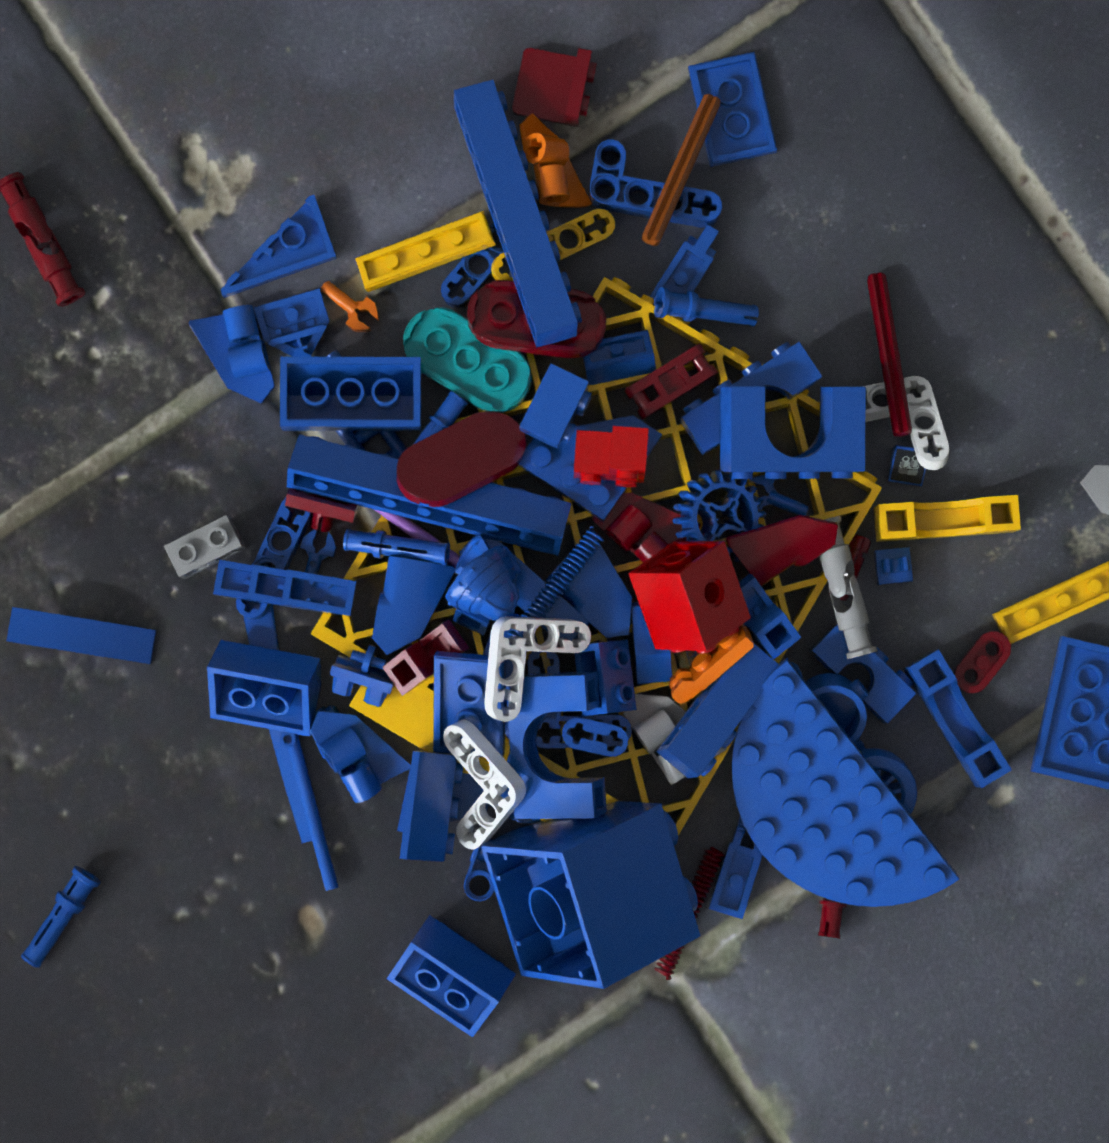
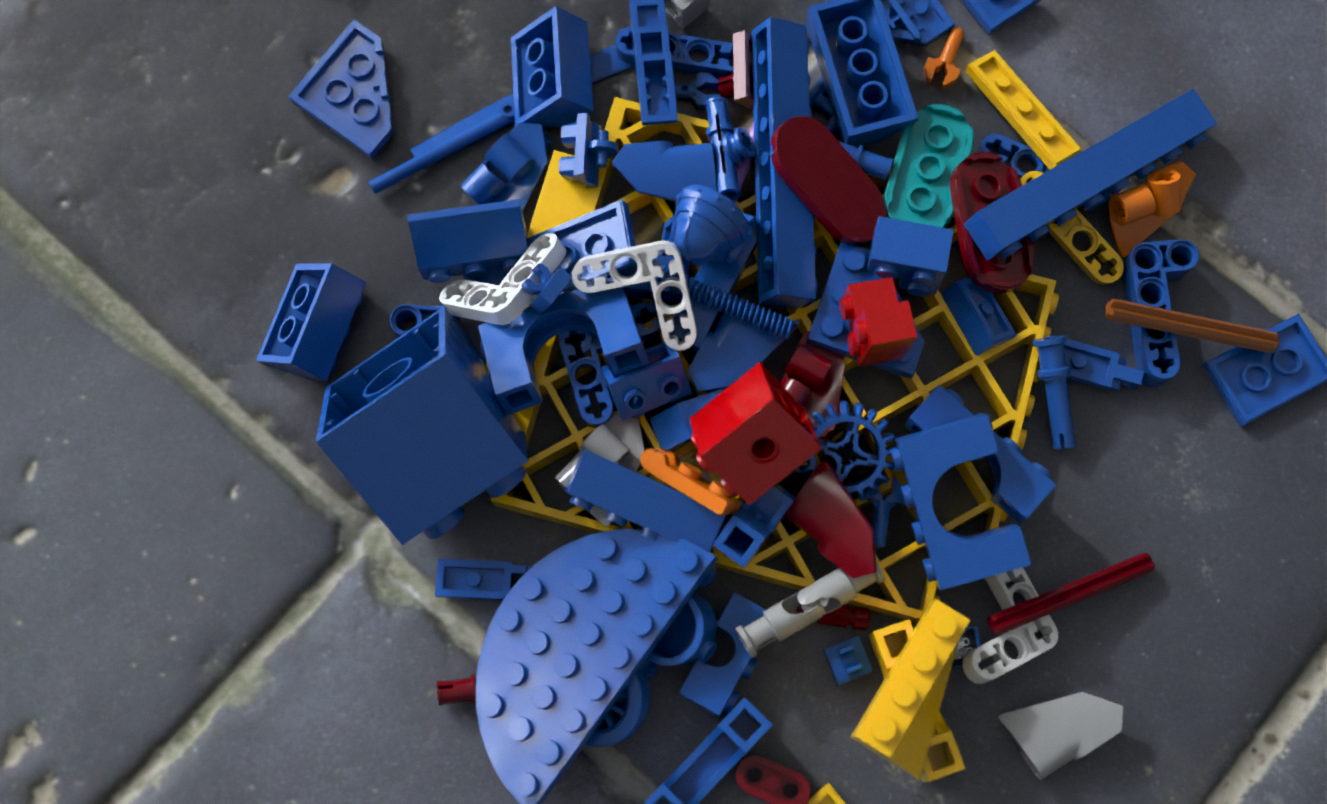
camera: 80 degrees right, 10 degrees down
(225, 886) = (350, 90): none -> blue plate
(402, 531) = (738, 145): none -> blue bush
(417, 662) = (608, 185): dark red brick -> none
(506, 744) = (548, 289): none -> blue tile
(554, 86) = (1231, 188): dark red bracket -> none
(592, 745) = (574, 386): blue beam -> none
(671, 381) = (971, 371): dark red plate -> none
(701, 889) = (431, 547): dark red piece -> none
(948, 525) = (908, 701): none -> yellow wedge
(1002, 399) = (1062, 730): none -> light grey panel

